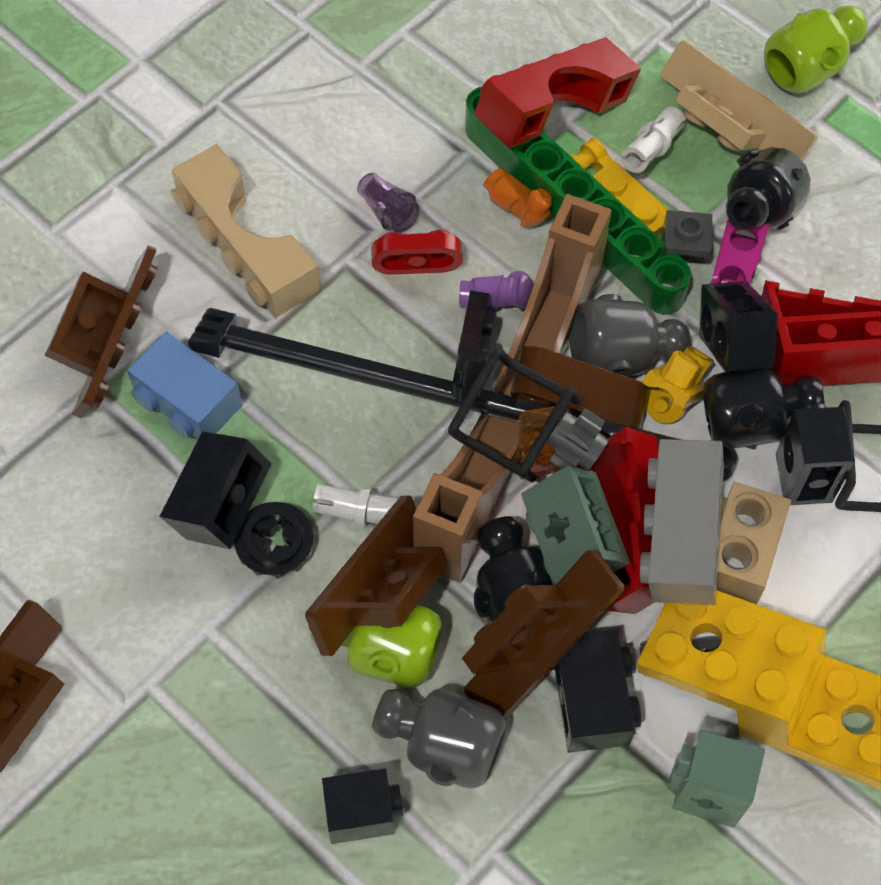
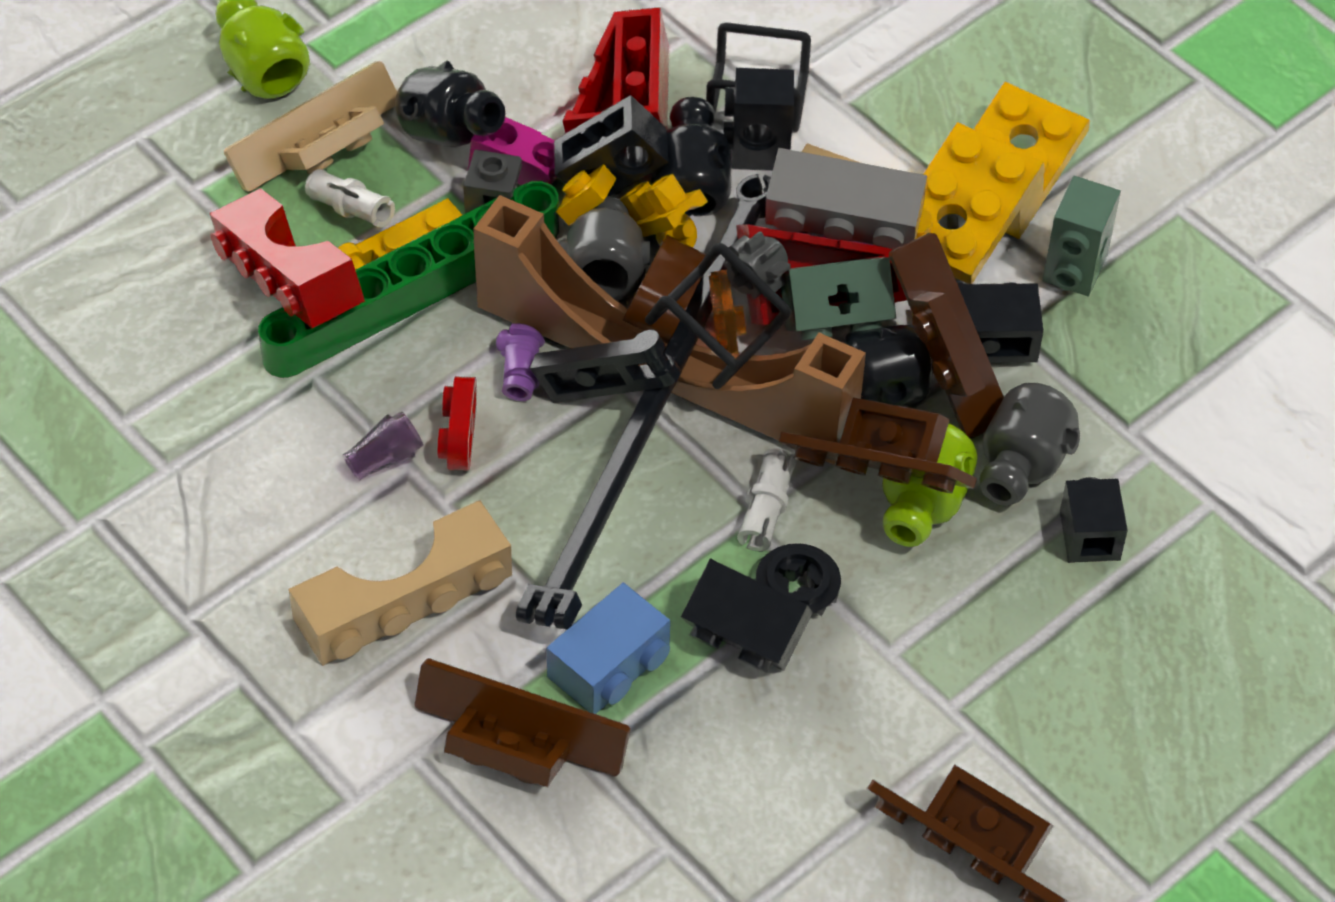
camera: 85 degrees left, 10 degrees down
(510, 194) = (401, 328): orange arm -> none
(683, 310) = (585, 193): none -> yellow plate

